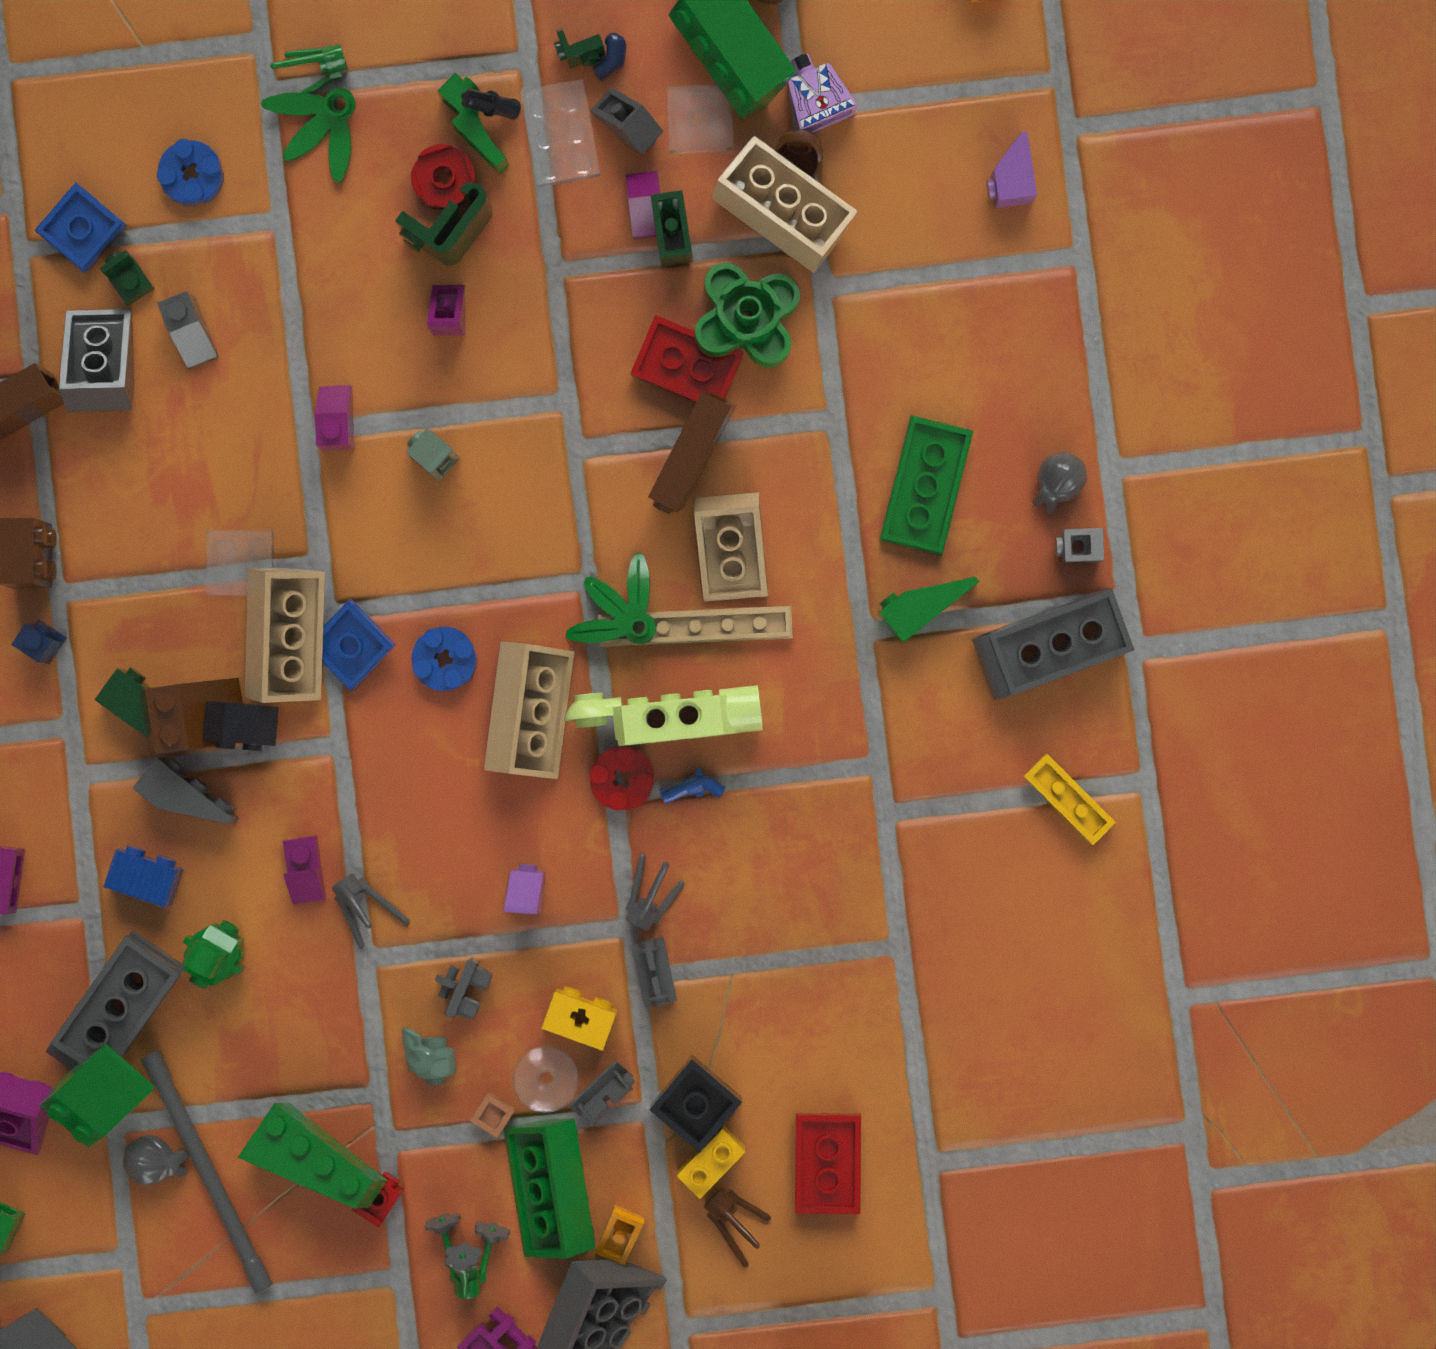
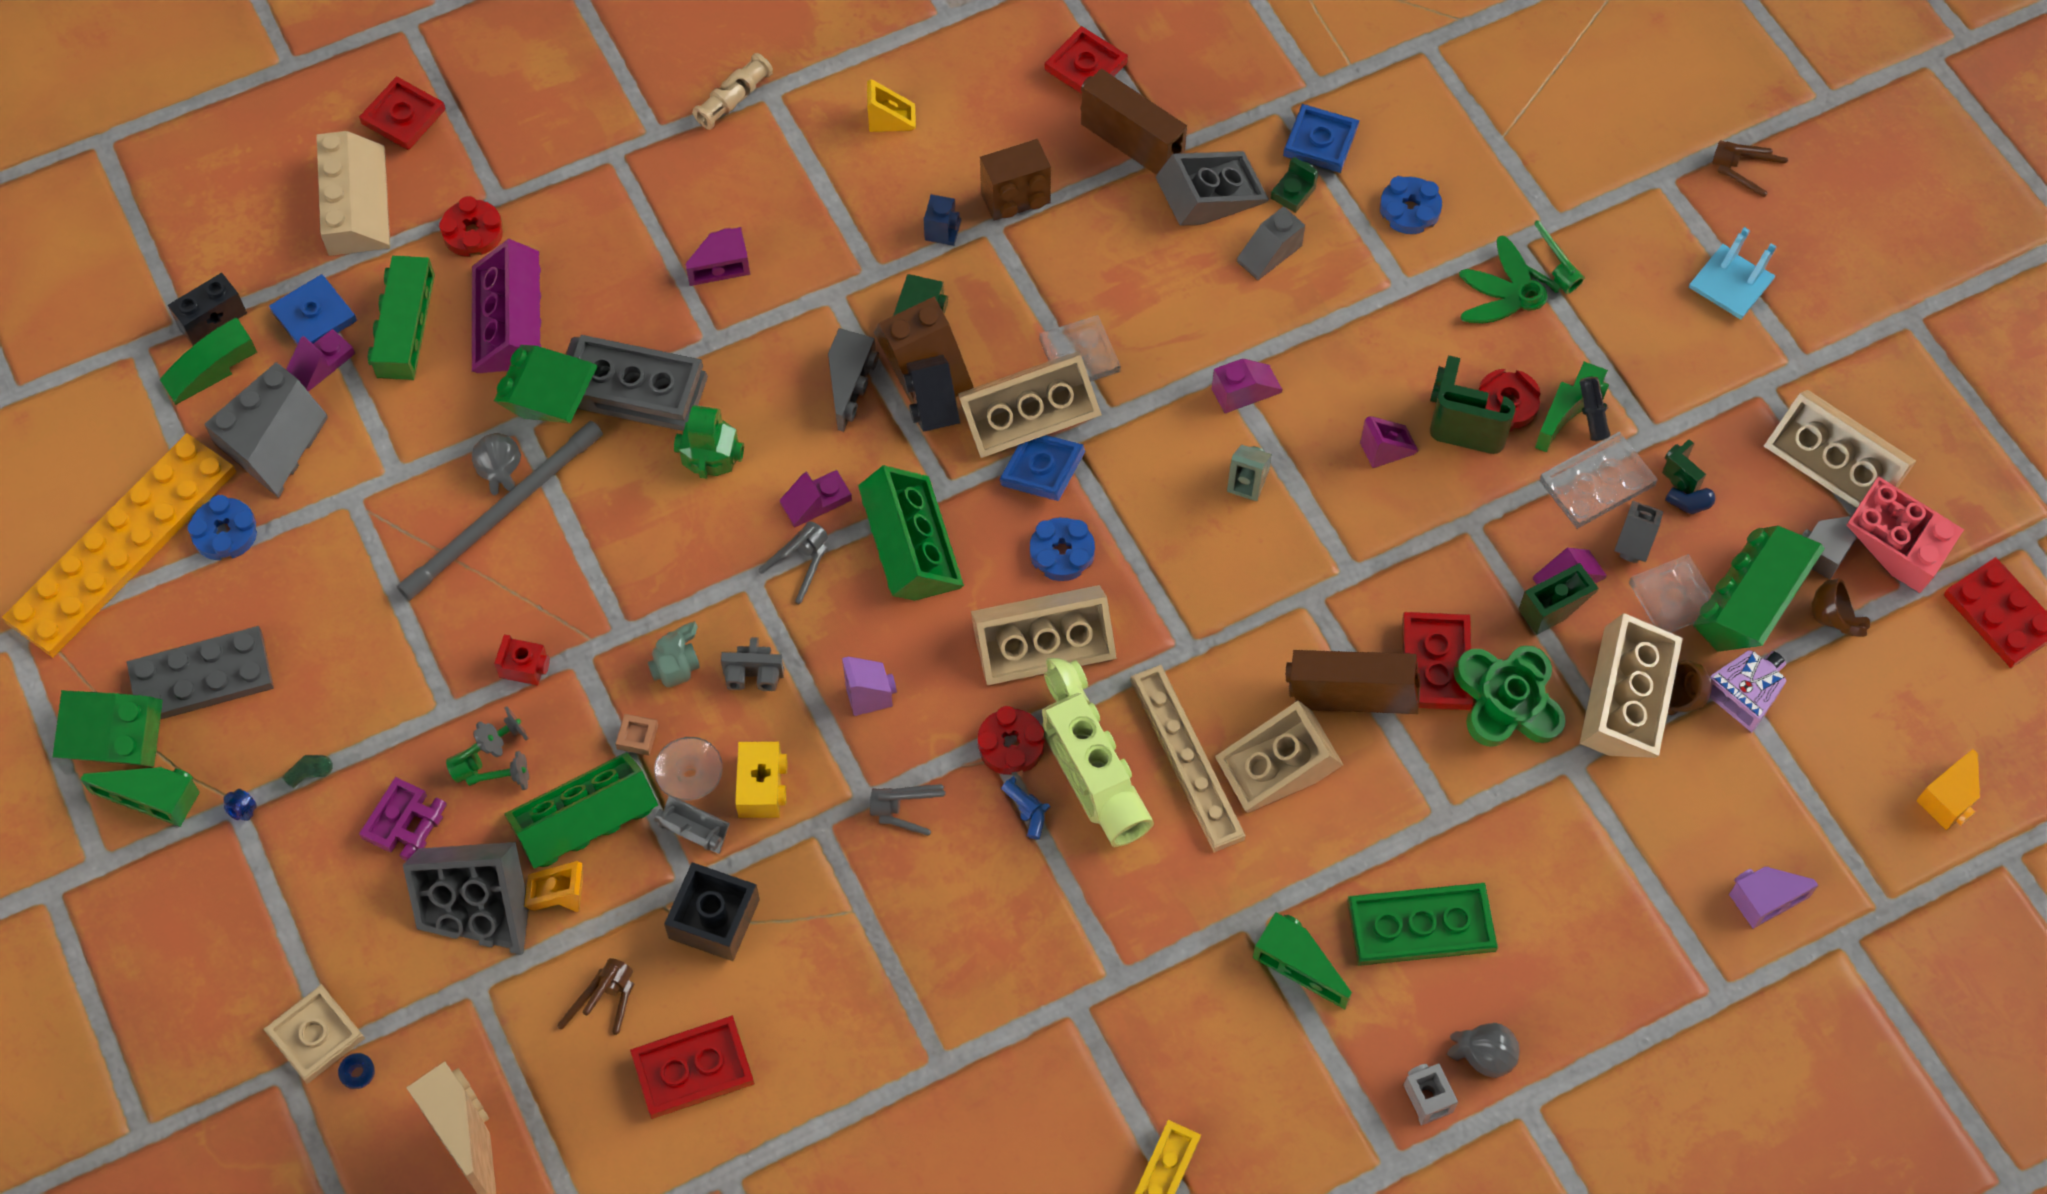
camera: 65 degrees right, 25 degrees down
(143, 876) = (760, 368): blue brick -> none
(309, 1156) = (545, 579): green wedge -> none
(379, 796) = (909, 534): none -> green slope
(625, 614) = (1172, 683): green plant -> none
(654, 972) = (831, 834): dark grey hinge -> none
(713, 1161) = (657, 948): yellow brick -> none
(1002, 648) = (1293, 1049): dark grey hinge -> none

